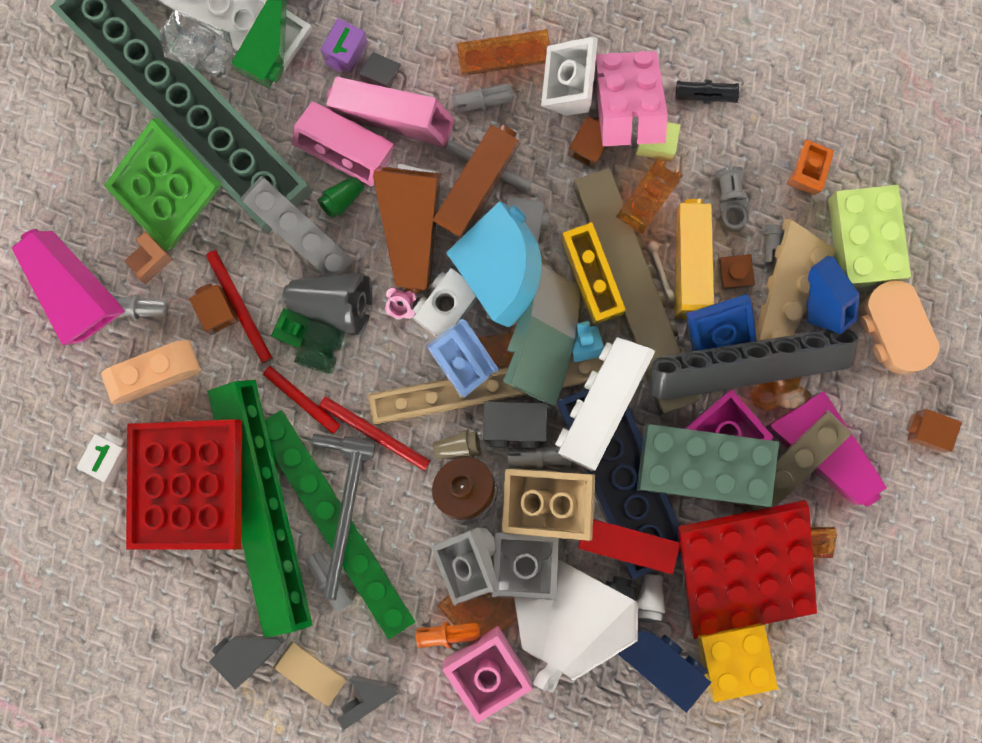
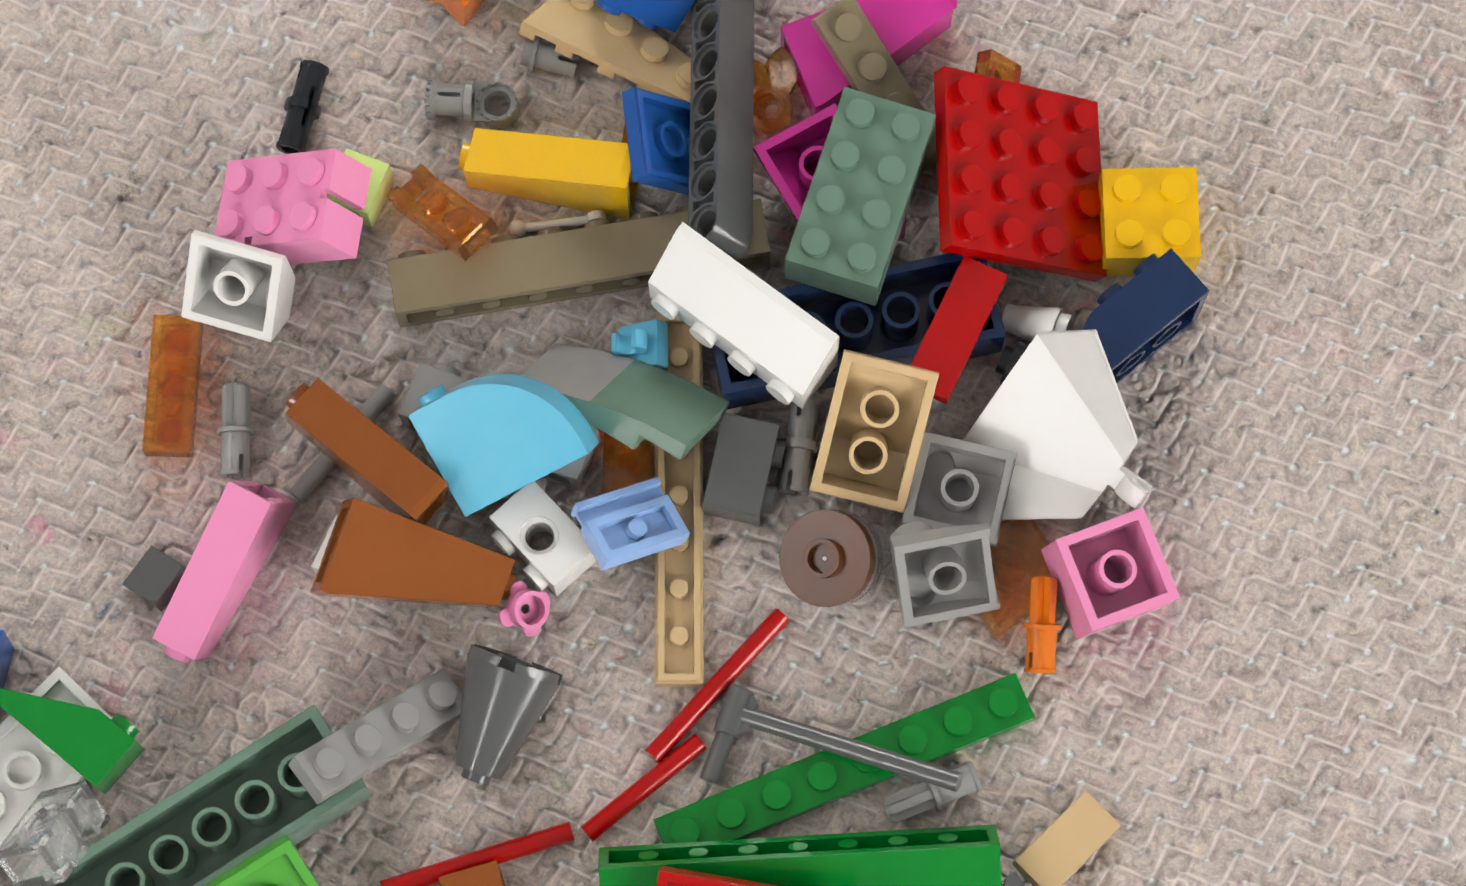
camera: 80 degrees left, 10 degrees down
(290, 328) = (529, 783): green tile -> none
(319, 347) = (569, 739): clear green wheel -> none
(340, 196) = (341, 673): green cone -> none
(341, 142) = (259, 649): bright pink brick -> none
(343, 46) = (105, 623): medium lavender brick -> none
(373, 694) = (1118, 753): dark grey slope -> none
(458, 445) = (761, 561): dark tan cone -> none
(588, 143) = (341, 287): dark orange brick -> none
(592, 273) = (541, 315): yellow brick -> none
(736, 271) = (580, 115): dark orange plate -> none

